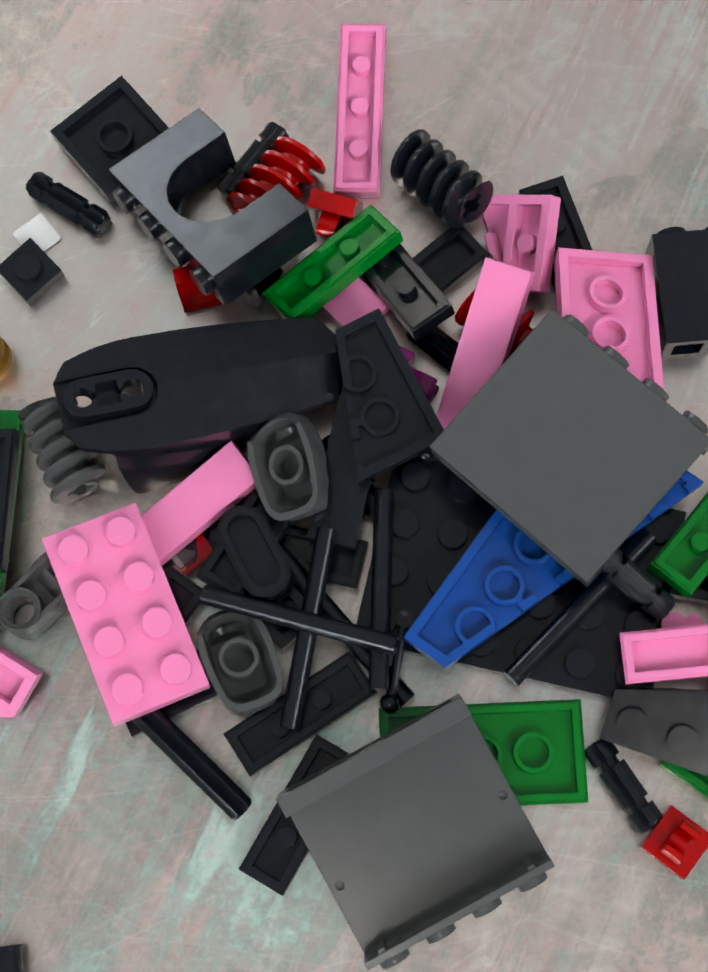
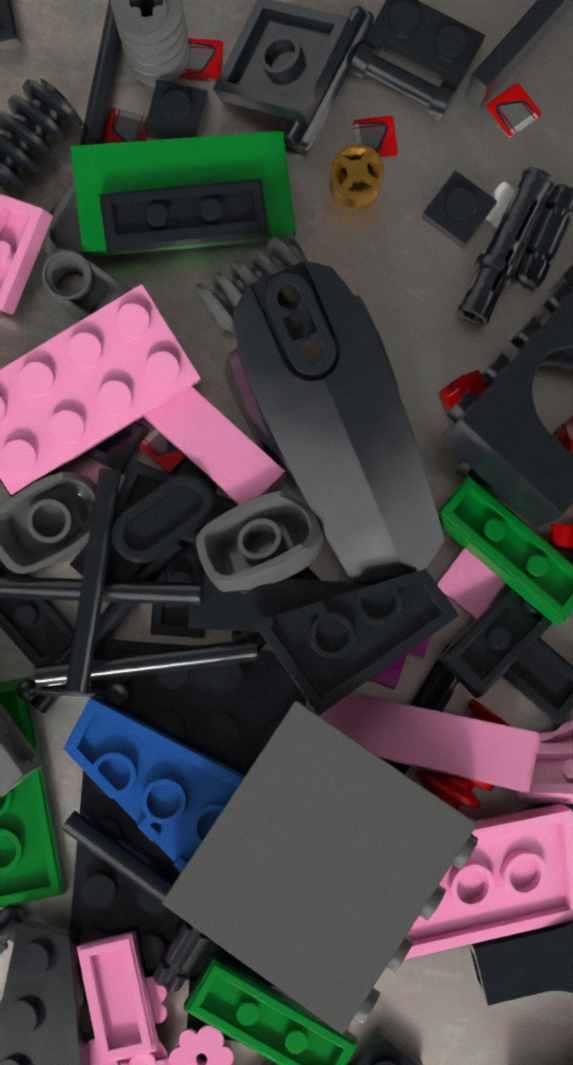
camera: 70 degrees right, 10 degrees up
(84, 246) = (497, 264): none -> black pin

